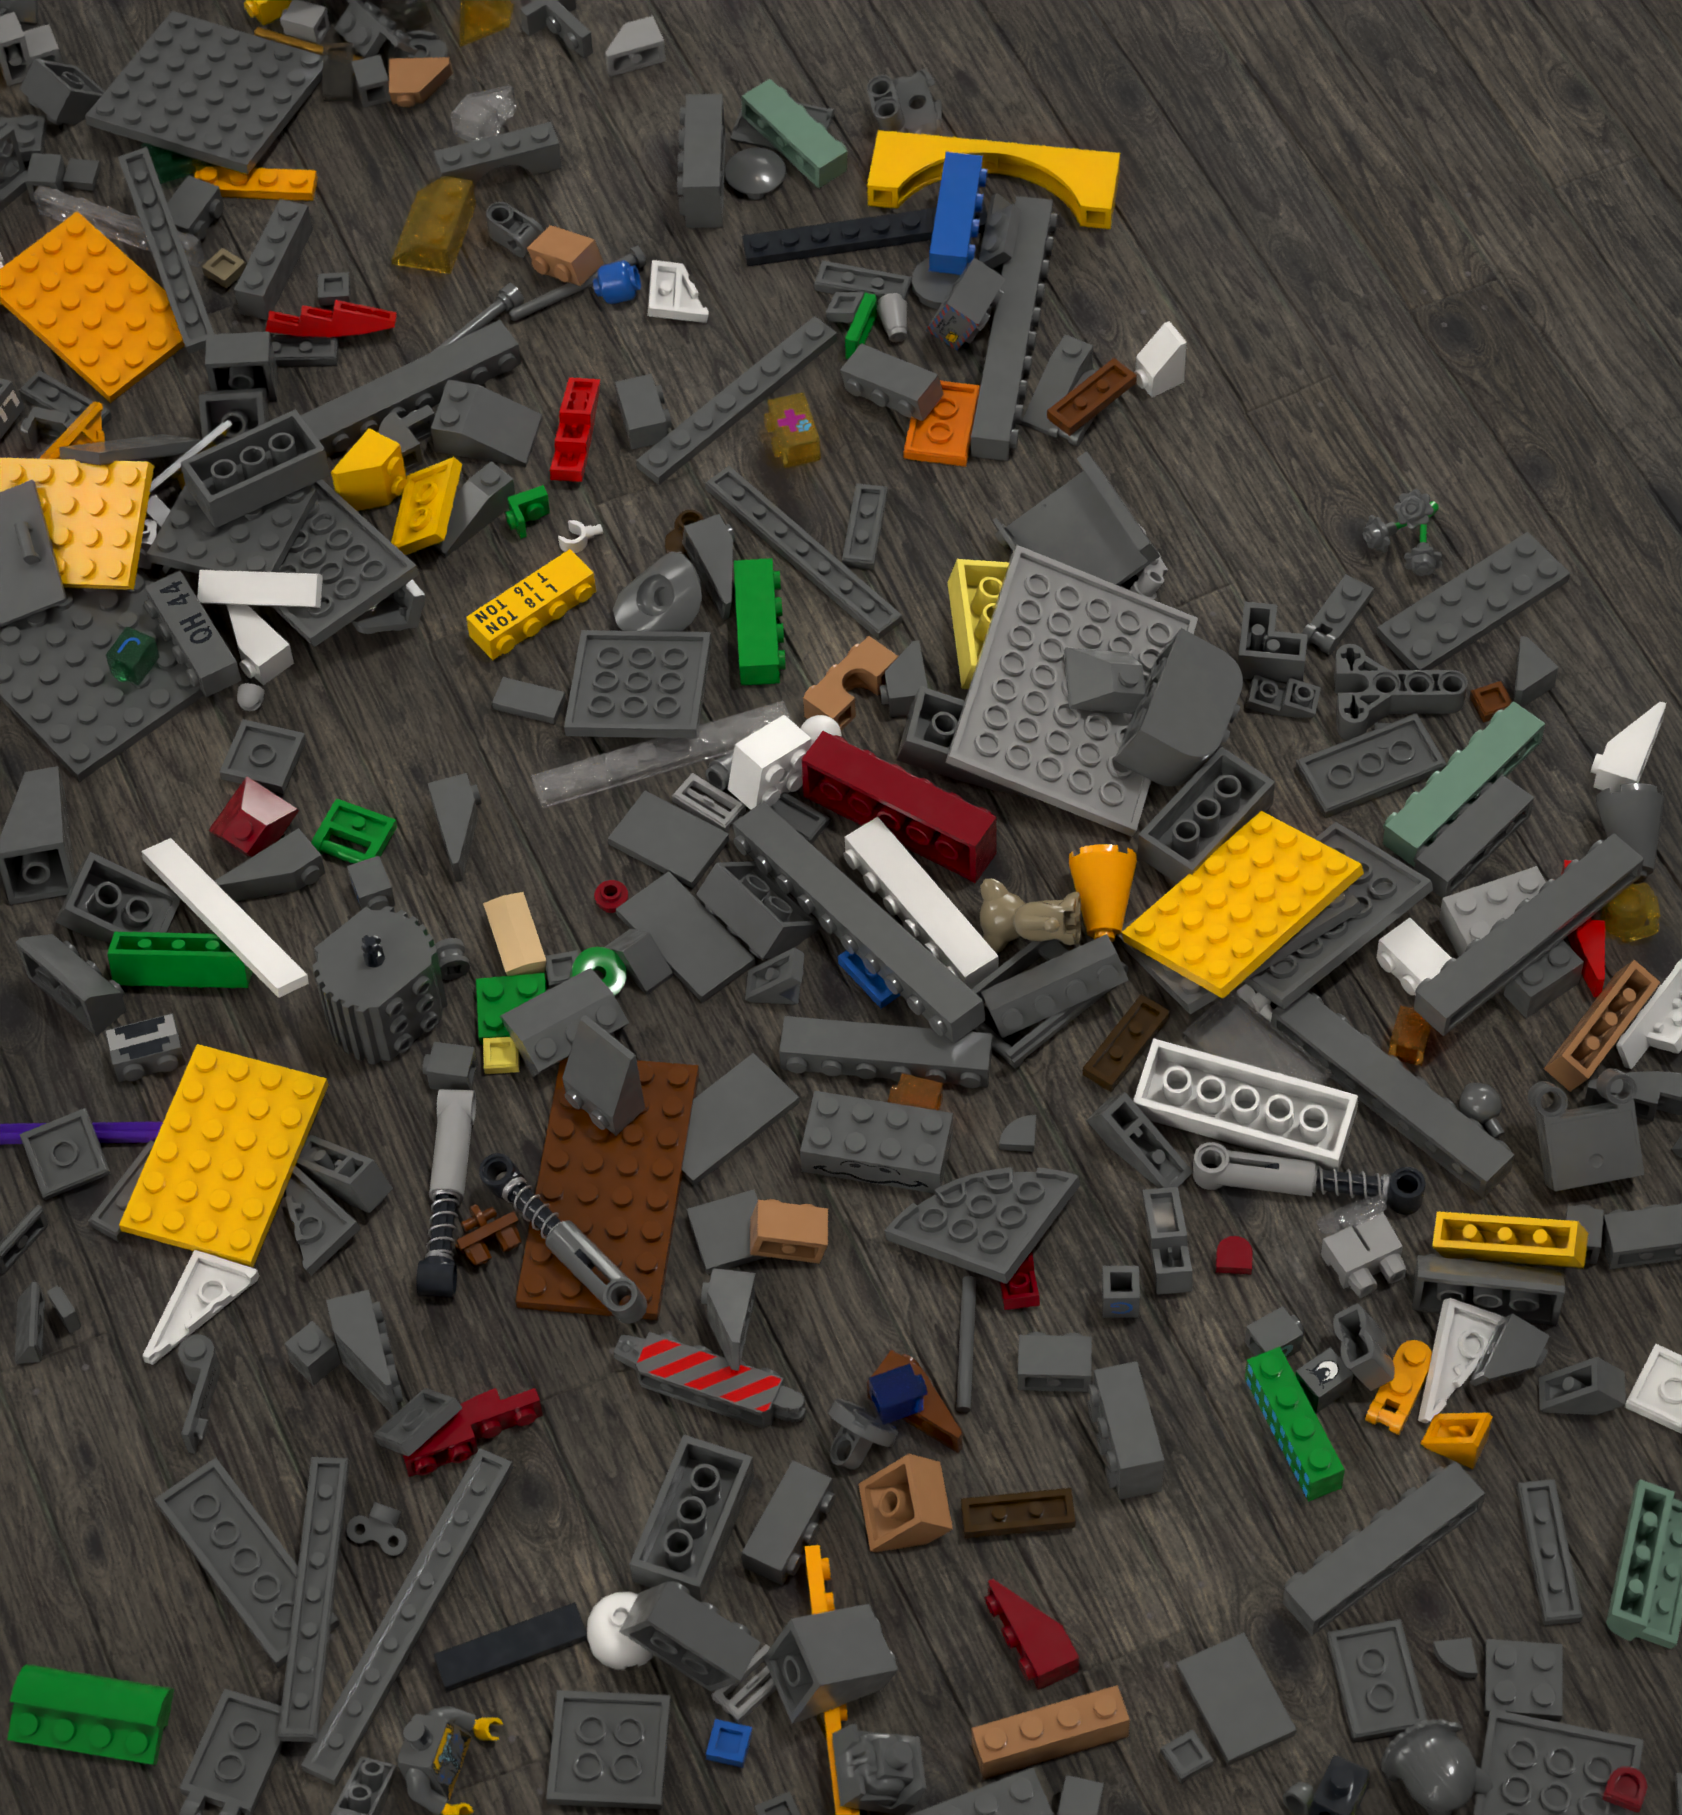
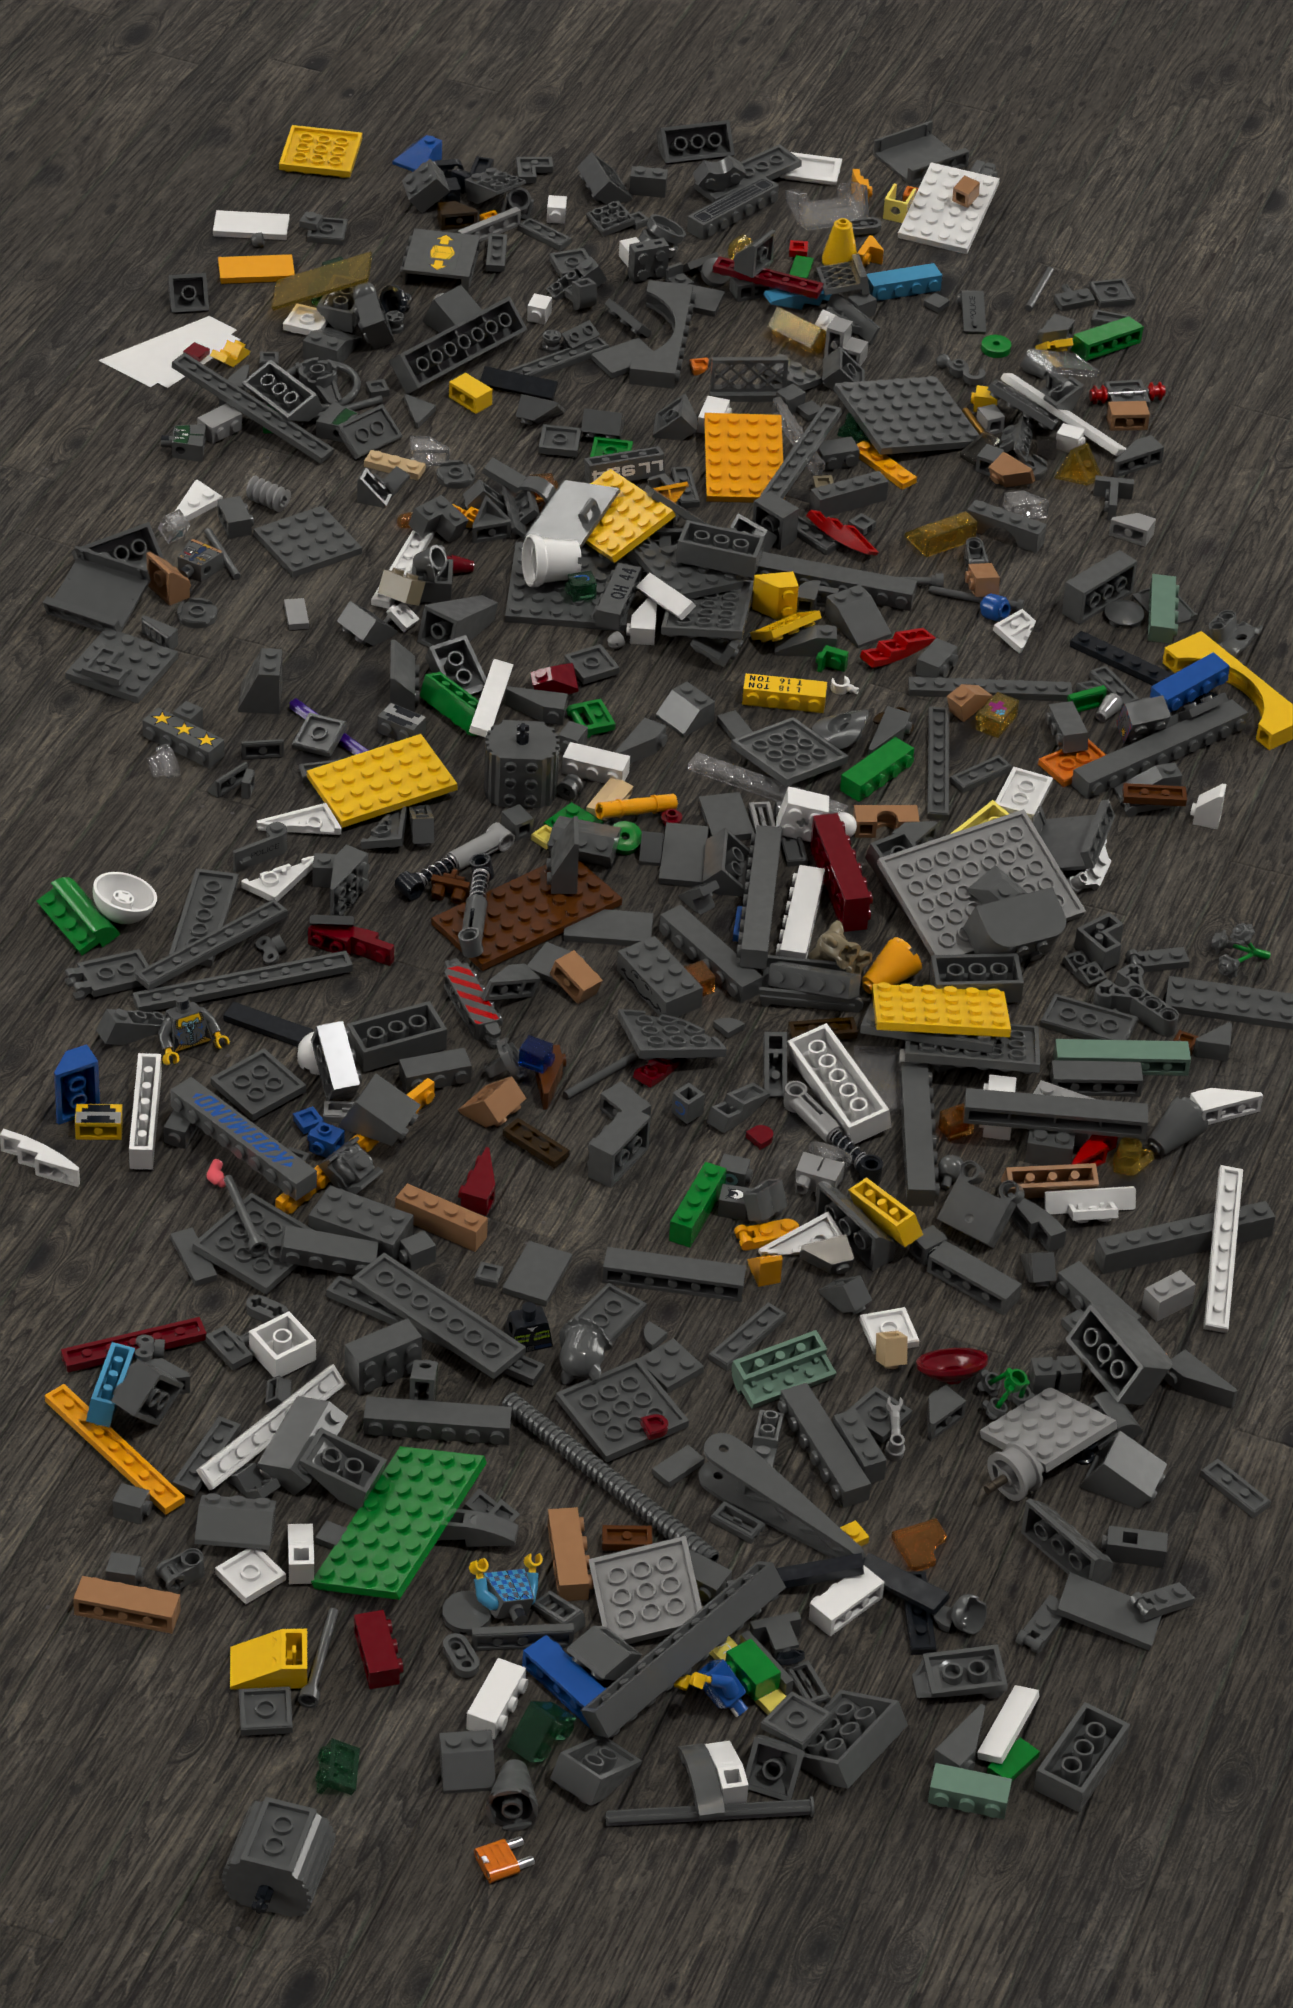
camera: 40 degrees right, 15 degrees down
(61, 654) = (549, 559): none -> white piece
(130, 1633) = (123, 897): none -> white piece
(272, 1426) = (278, 881): none -> white wing
(446, 895) = (595, 763): none -> white brick
(451, 727) = (686, 709): none -> dark grey slope
(564, 919) = (636, 806): none -> light orange piece
(744, 438) = (967, 700): none -> medium nougat slope
(792, 1755) = (325, 1139): none -> blue brick
(945, 515) = (1024, 791): none -> white plate

